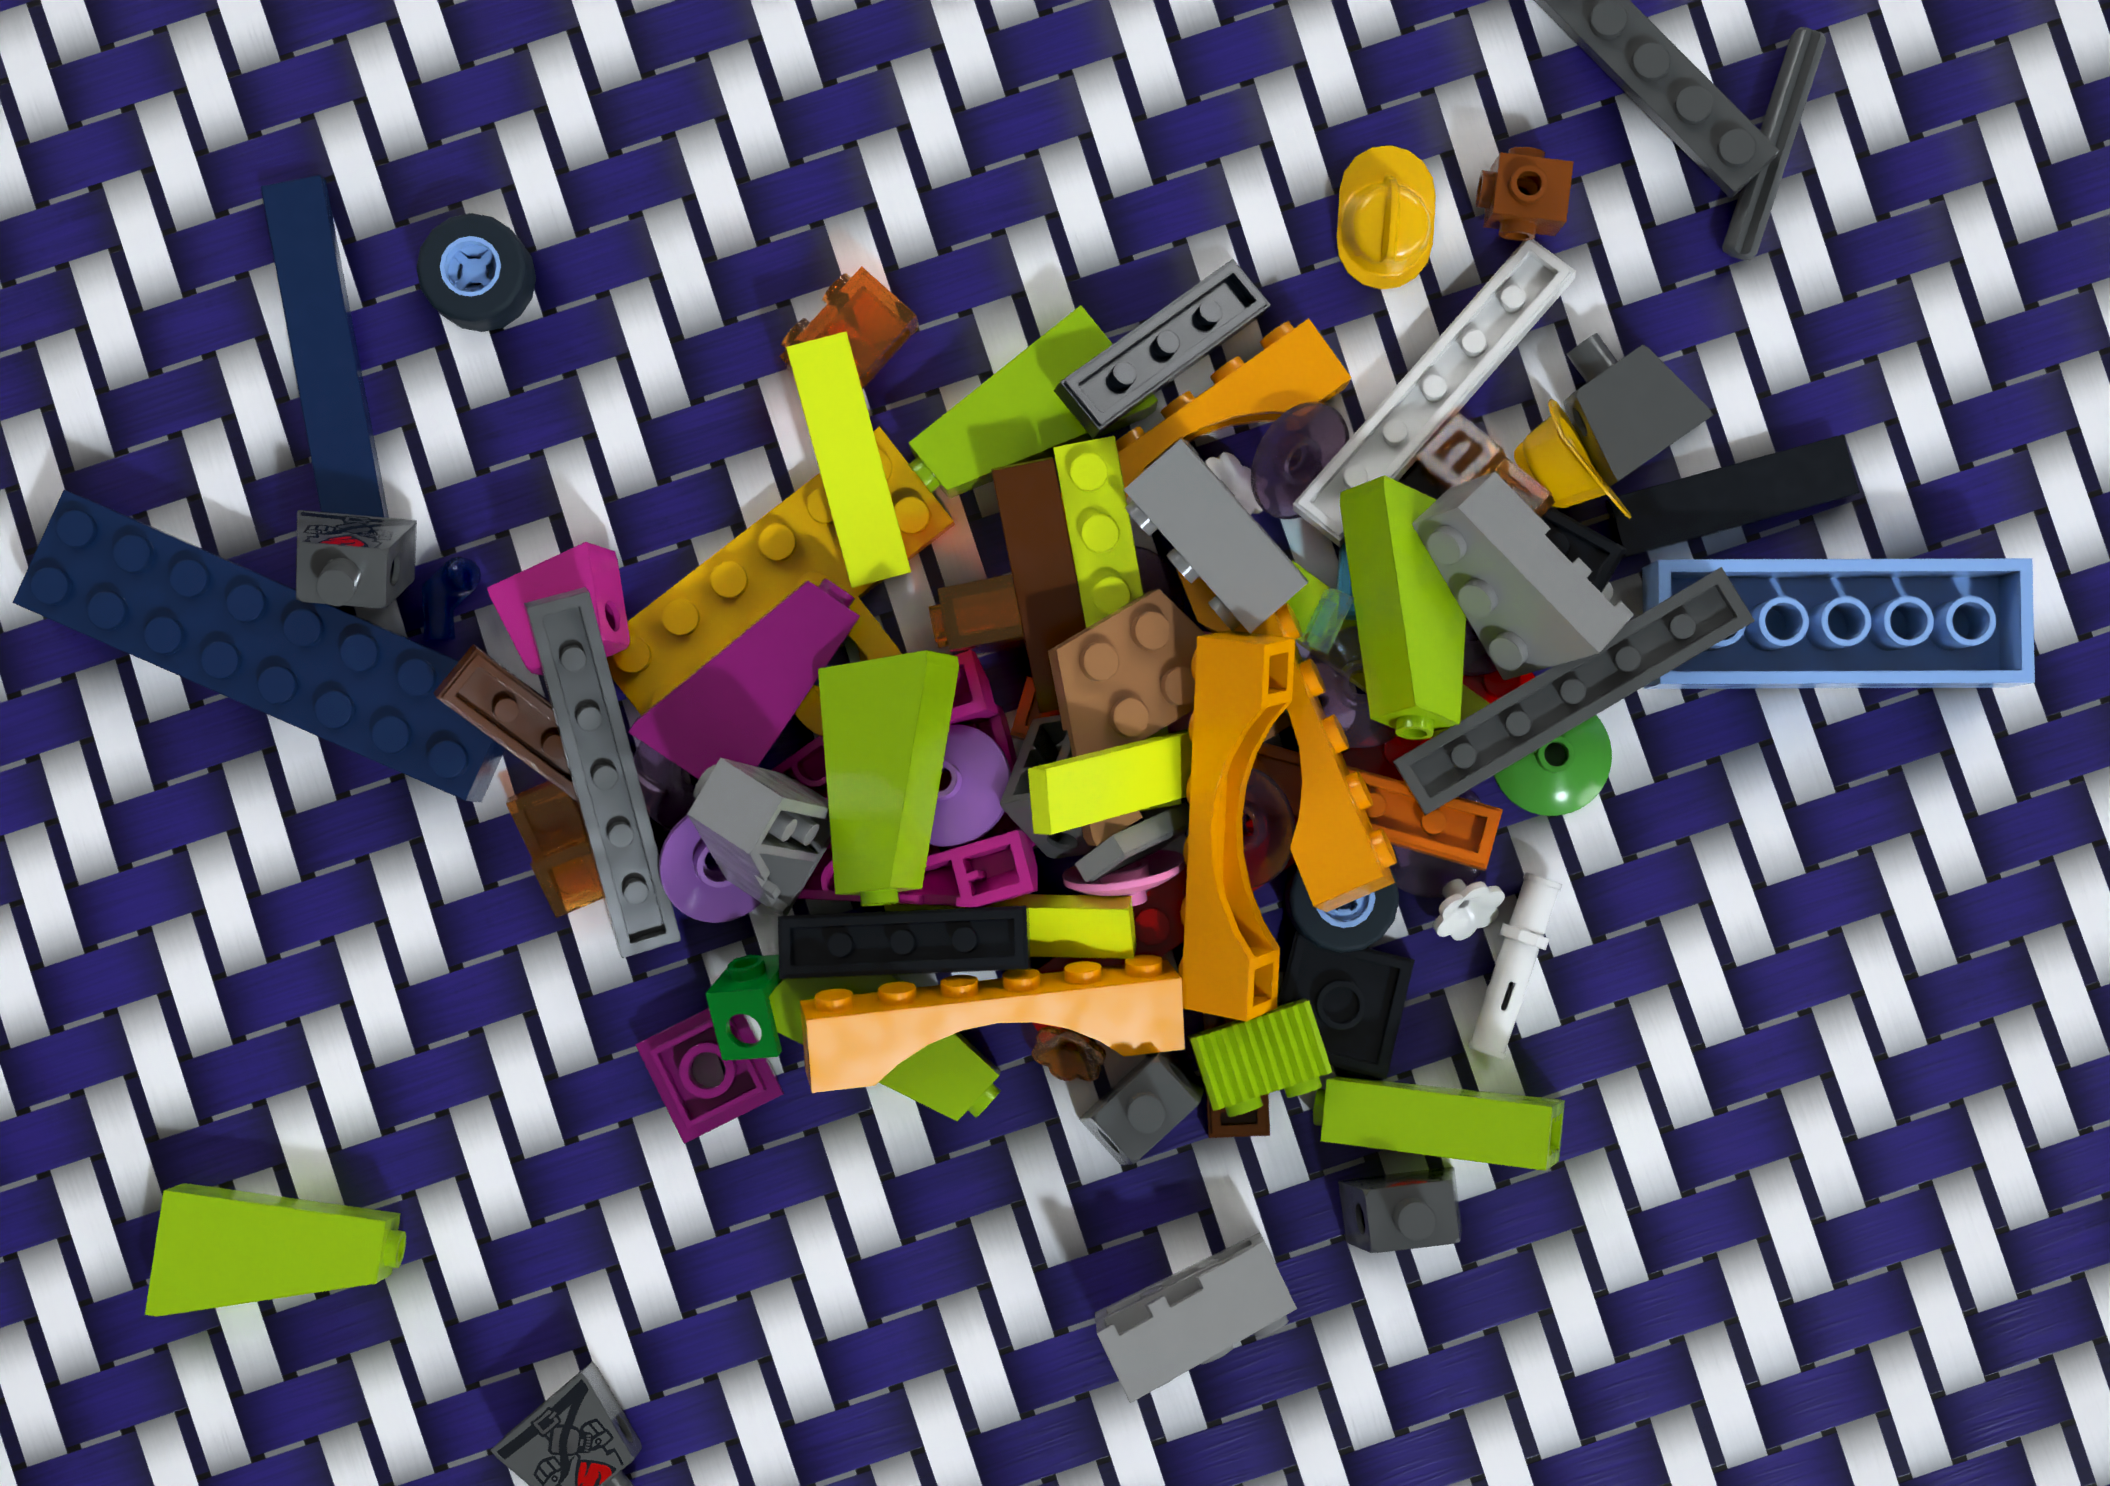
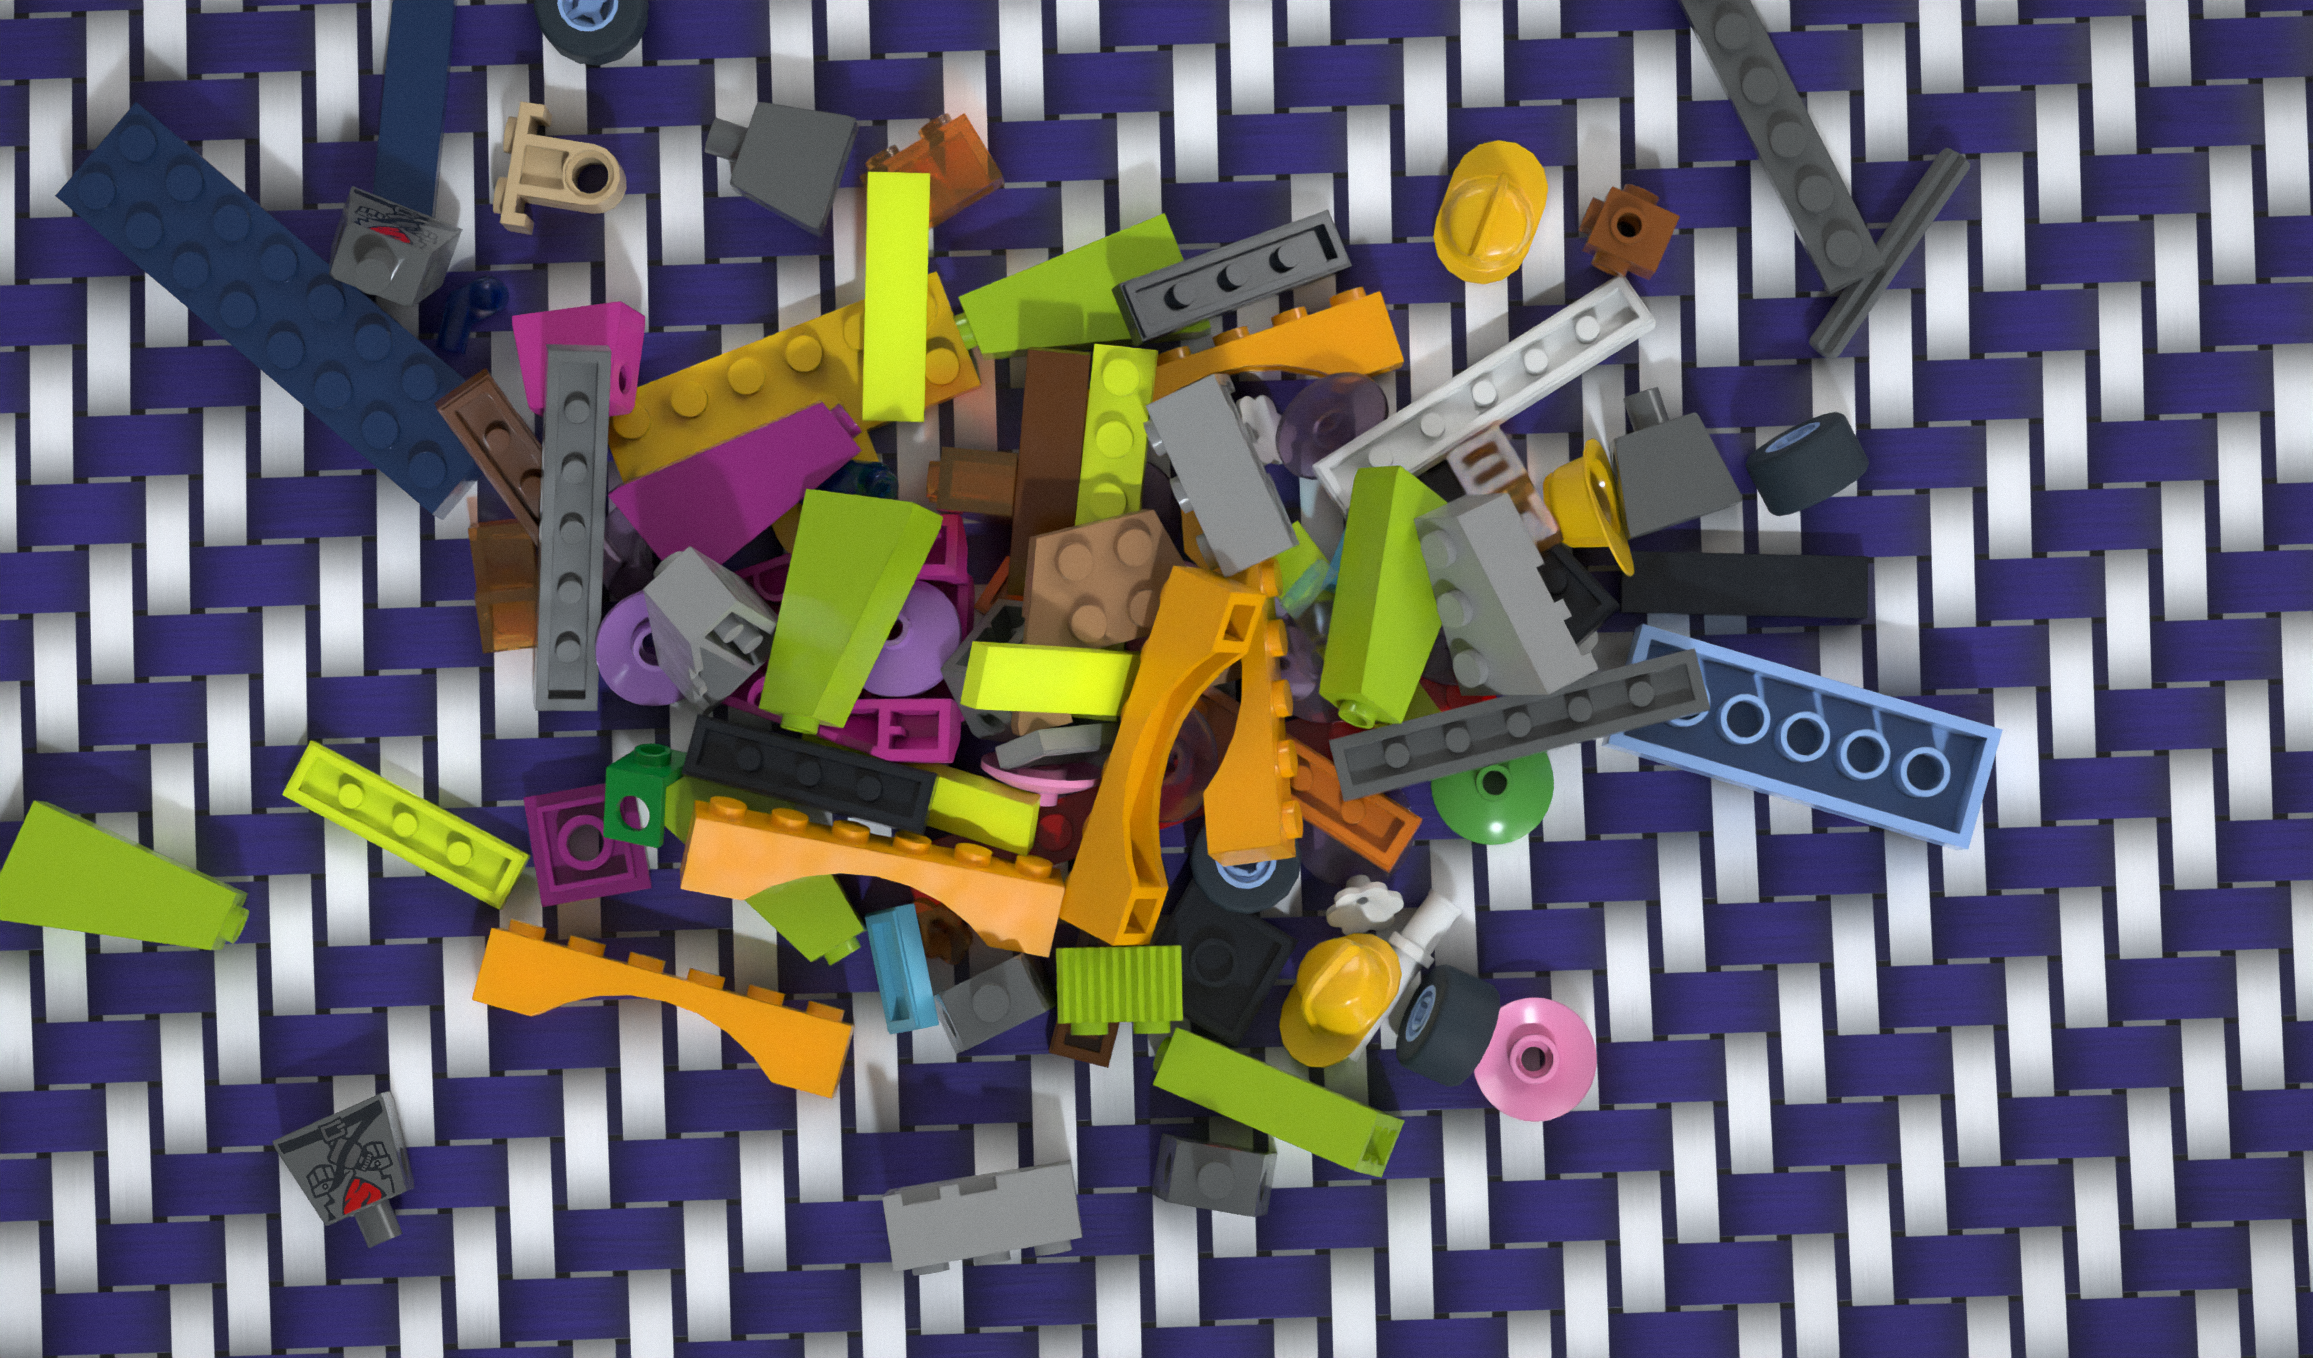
camera: 15 degrees right, 0 degrees up
(481, 441) = (548, 171): none -> tan pin
(531, 1103) = (406, 825): none -> neon yellow tile
(706, 362) = (787, 160): none -> dark grey torso
(869, 643) = (863, 479): none -> arm
(959, 1204) = (789, 1044): none -> light orange arch
(1045, 1101) = (901, 969): none -> medium azure tile
(1470, 1004) = (1338, 998): none -> yellow piece
(1583, 999) = (1447, 1025): none -> black wheel
(1704, 1010) = (1567, 1064): none -> bright pink dish
(1762, 363) = (1807, 464): none -> black wheel

